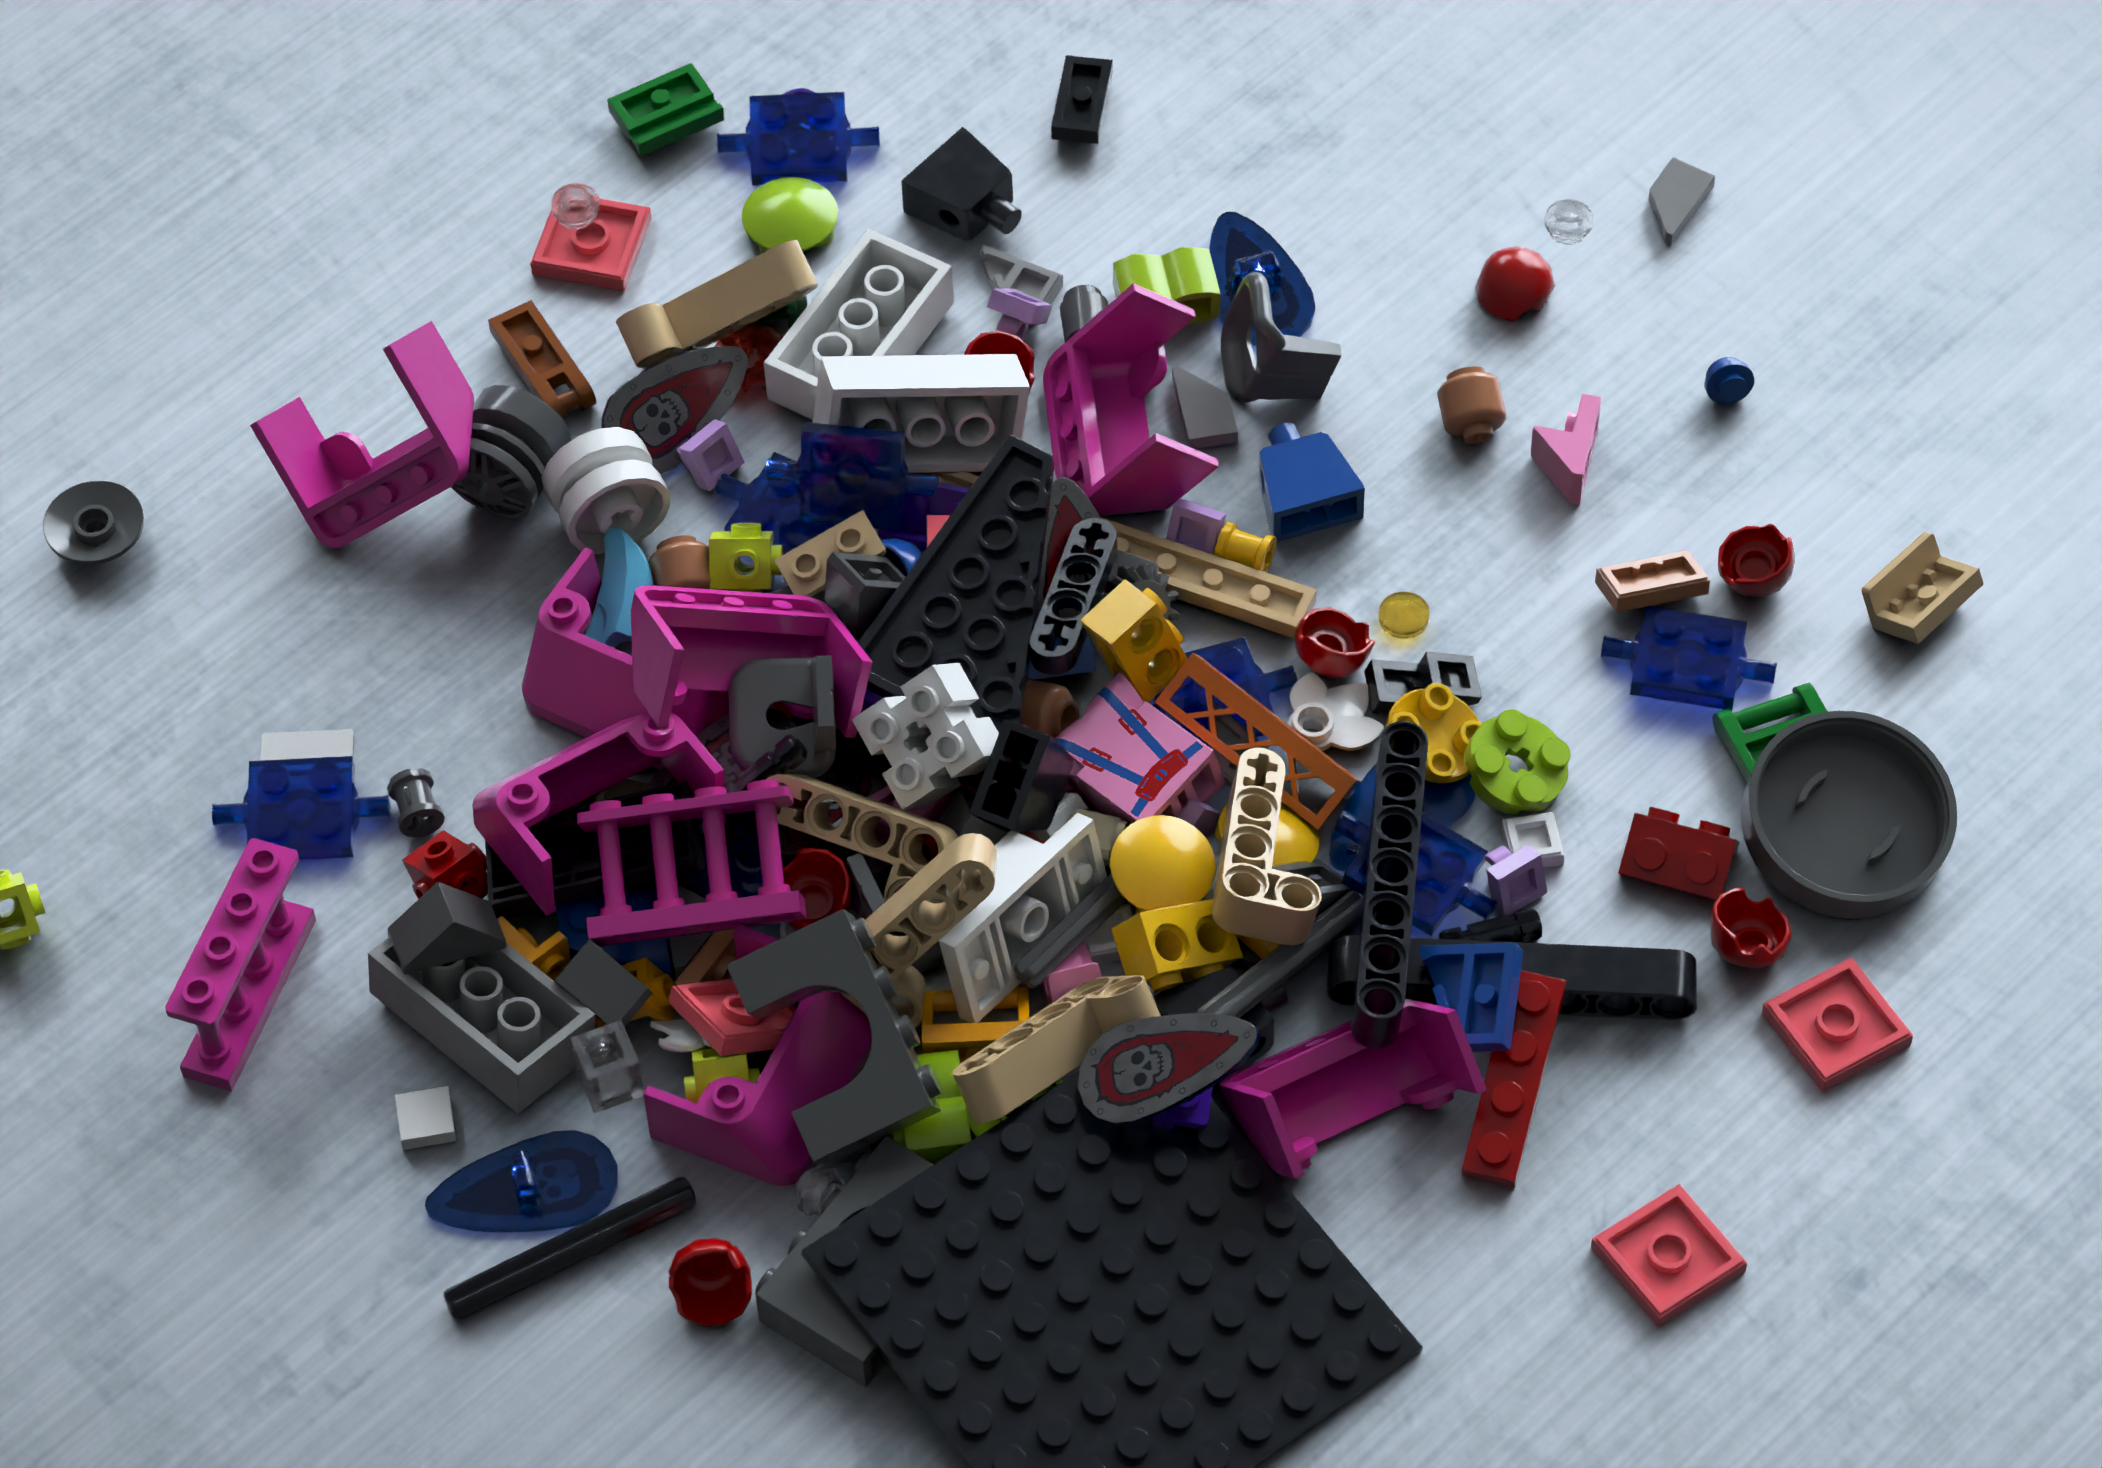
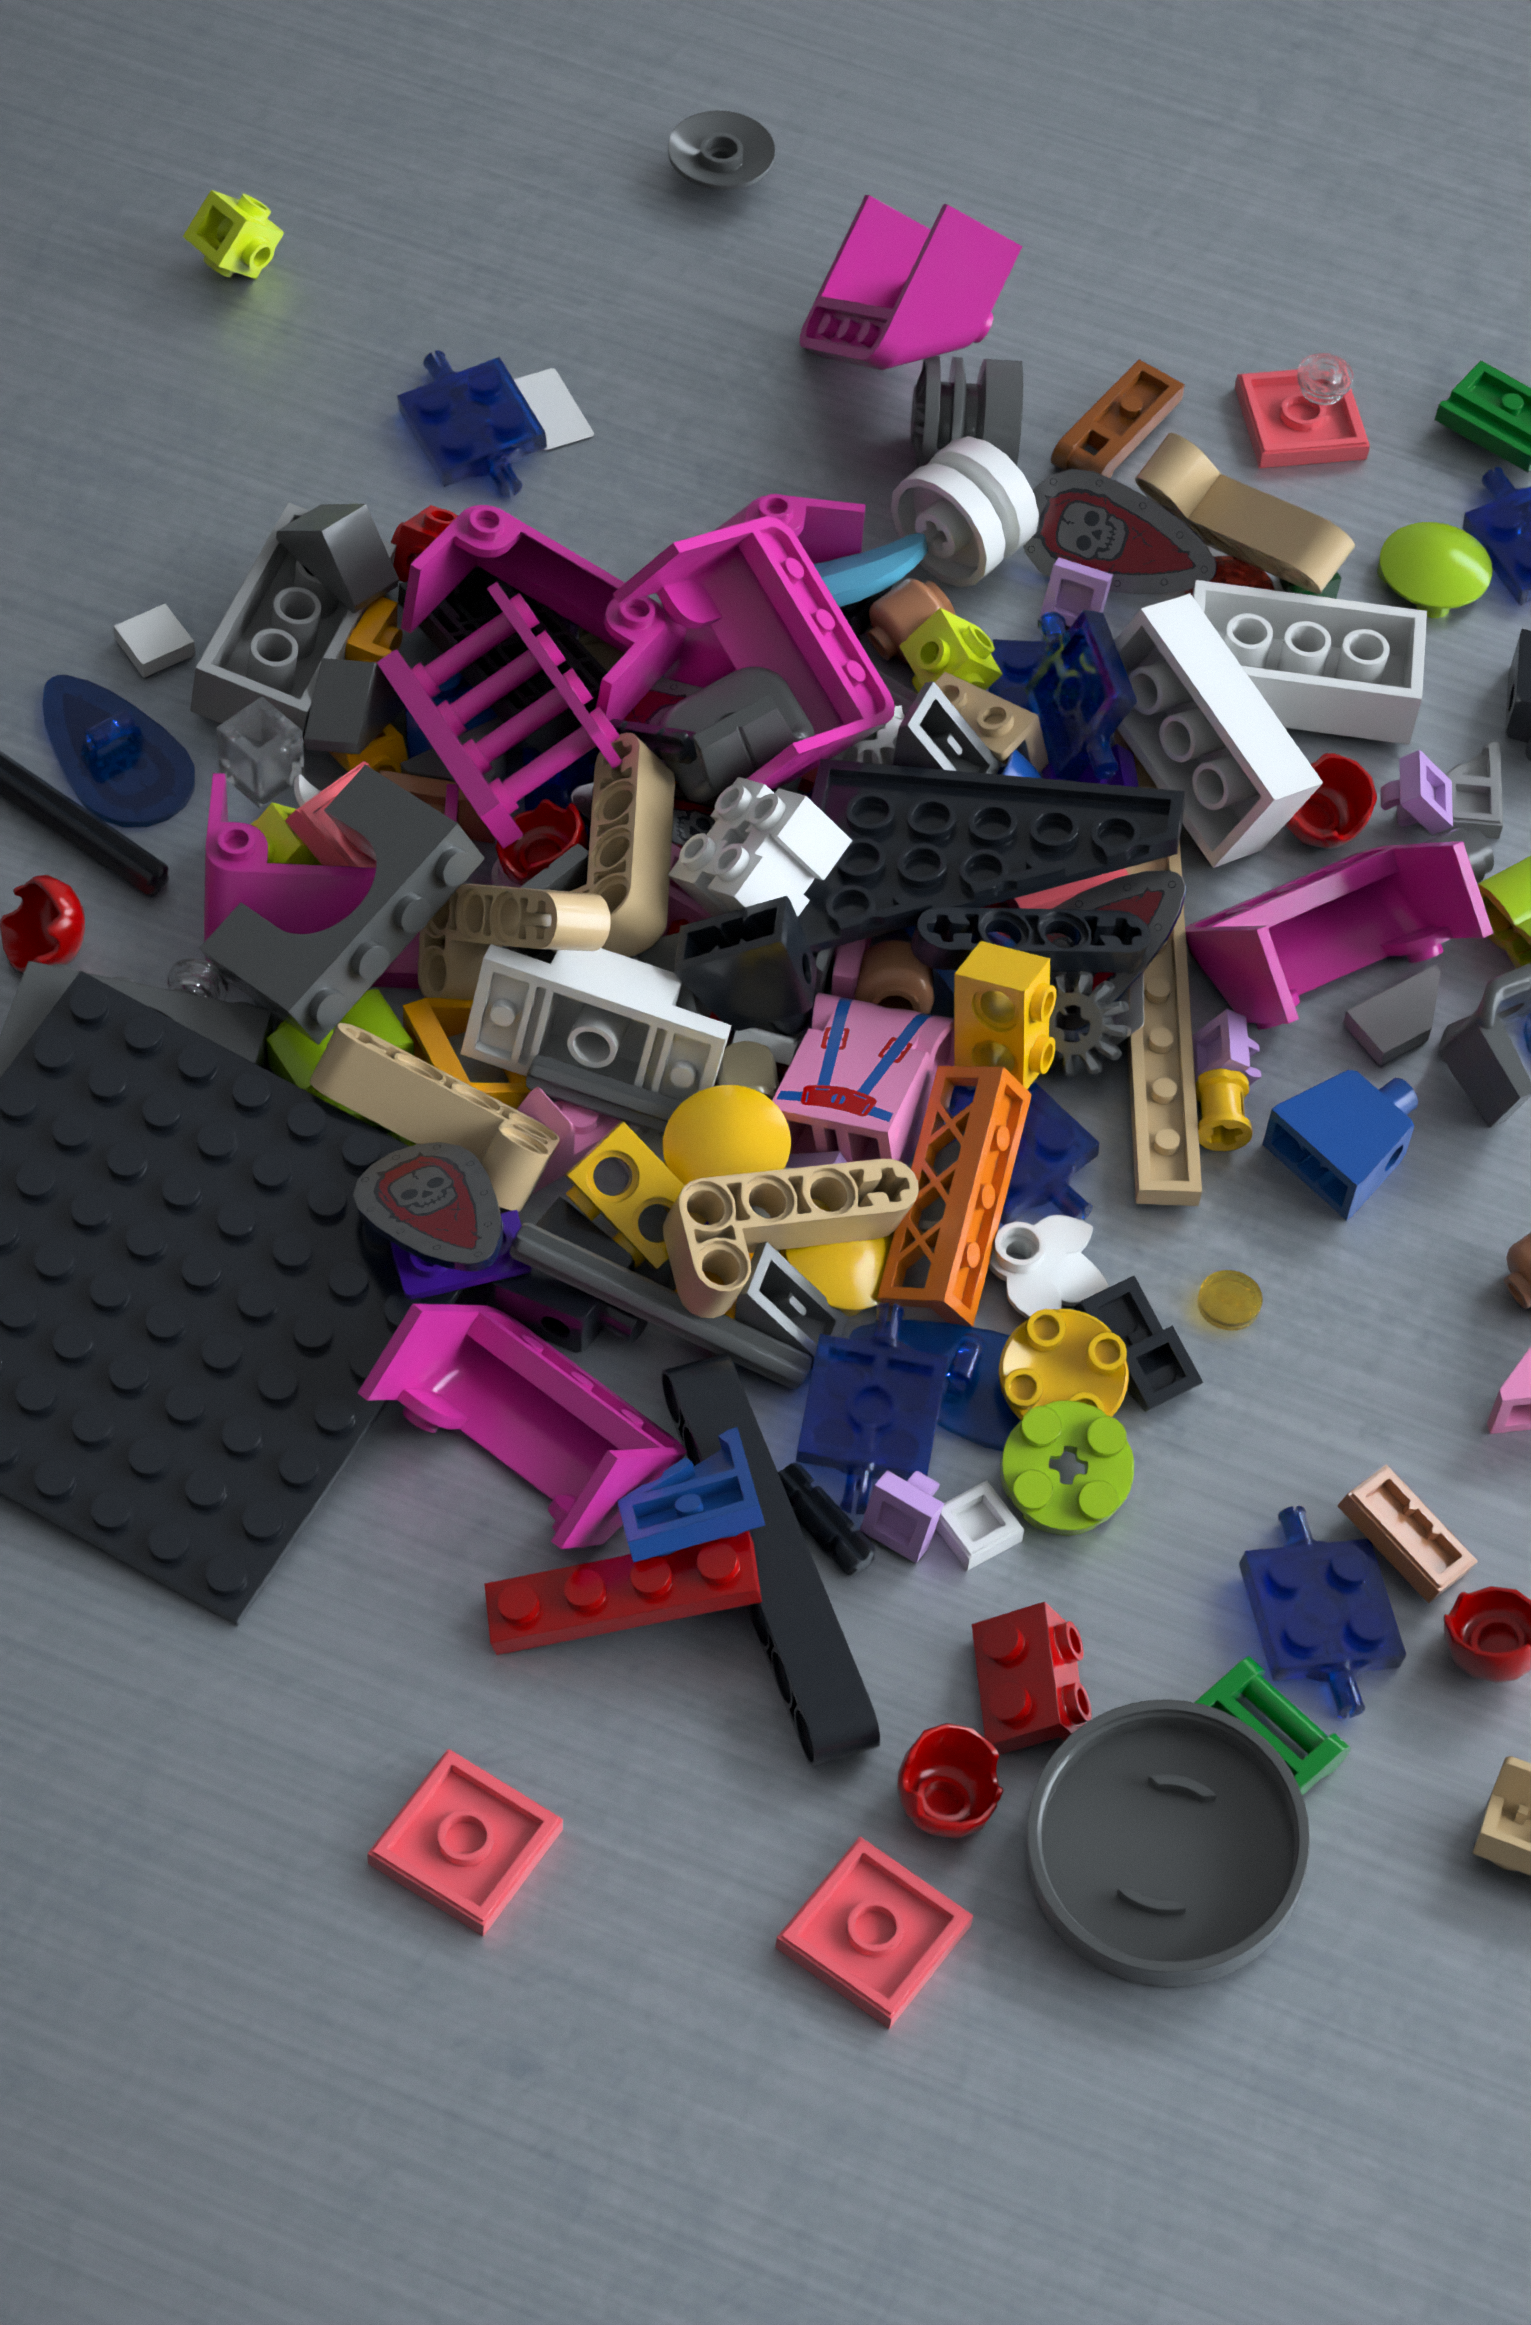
camera: 60 degrees right, 0 degrees up
(240, 964) = (238, 455): dark pink fence -> none
(415, 802) = (525, 497): dark grey bush -> none
(1332, 642) = (1138, 1229): red hair -> none
(1395, 816) = (783, 1387): black beam -> none

